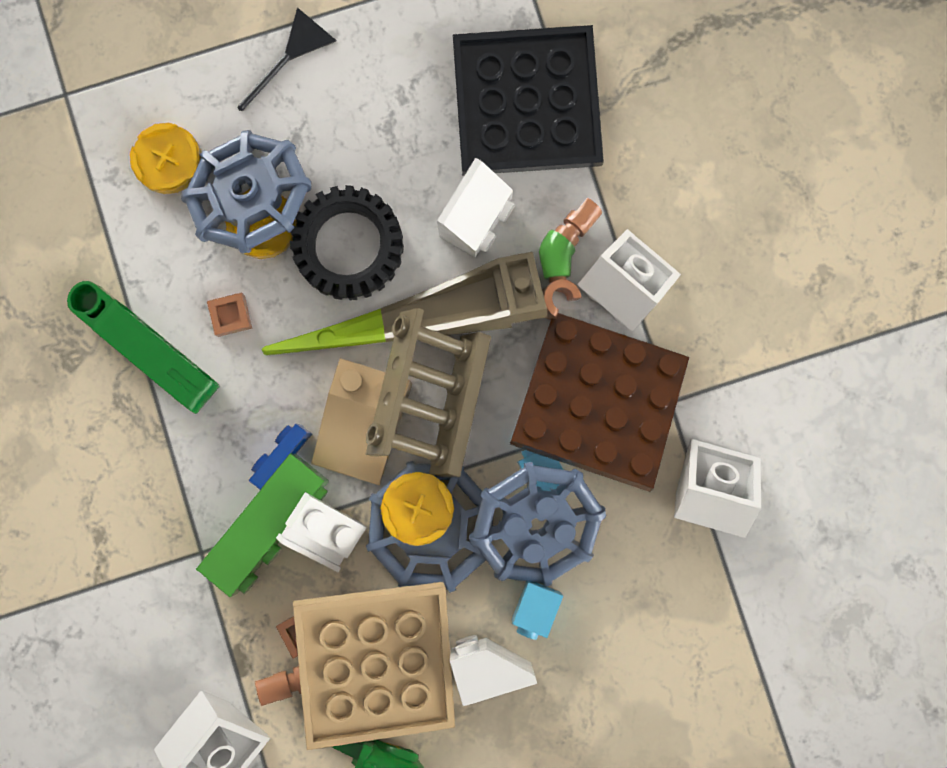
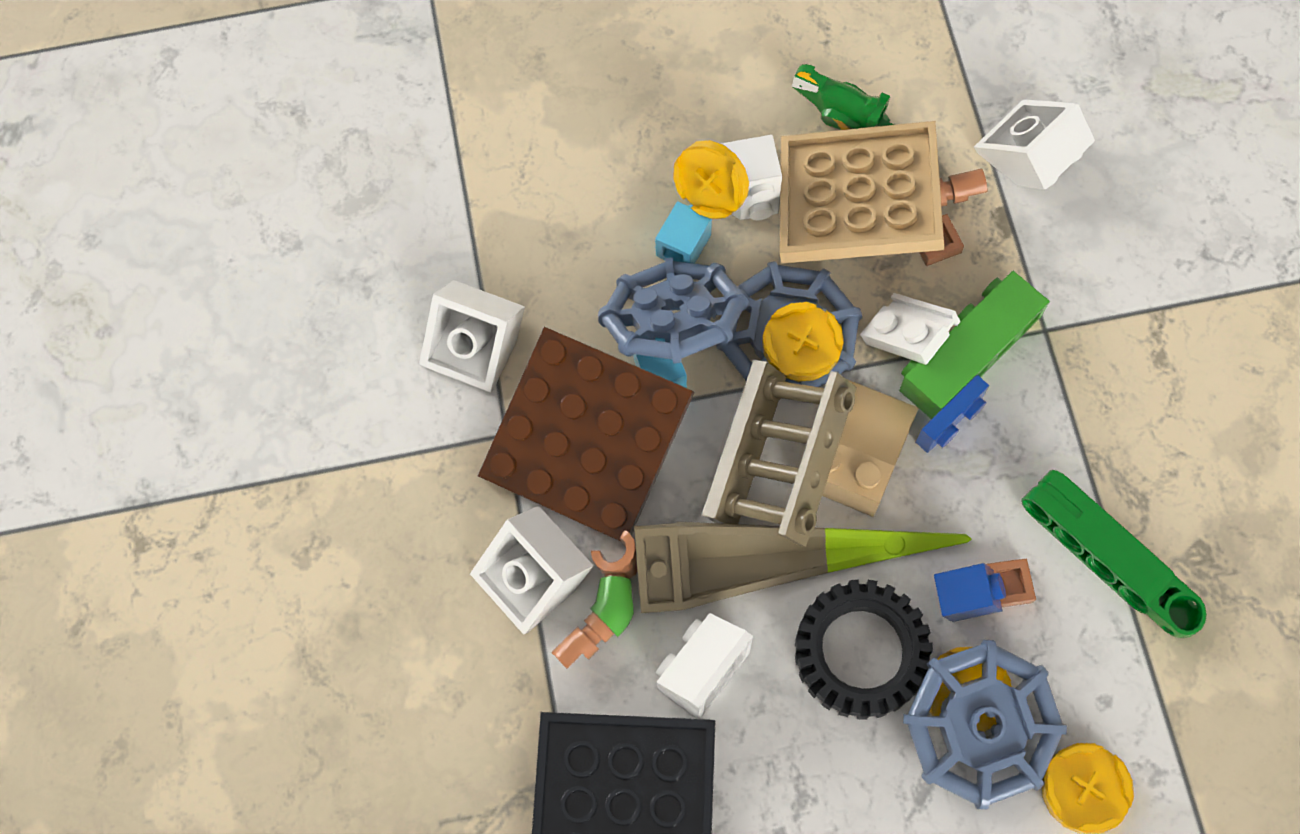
camera: 170 degrees left, 15 degrees down
(261, 296) = (969, 592): none -> blue brick
(516, 653) = (711, 179): none -> yellow tile

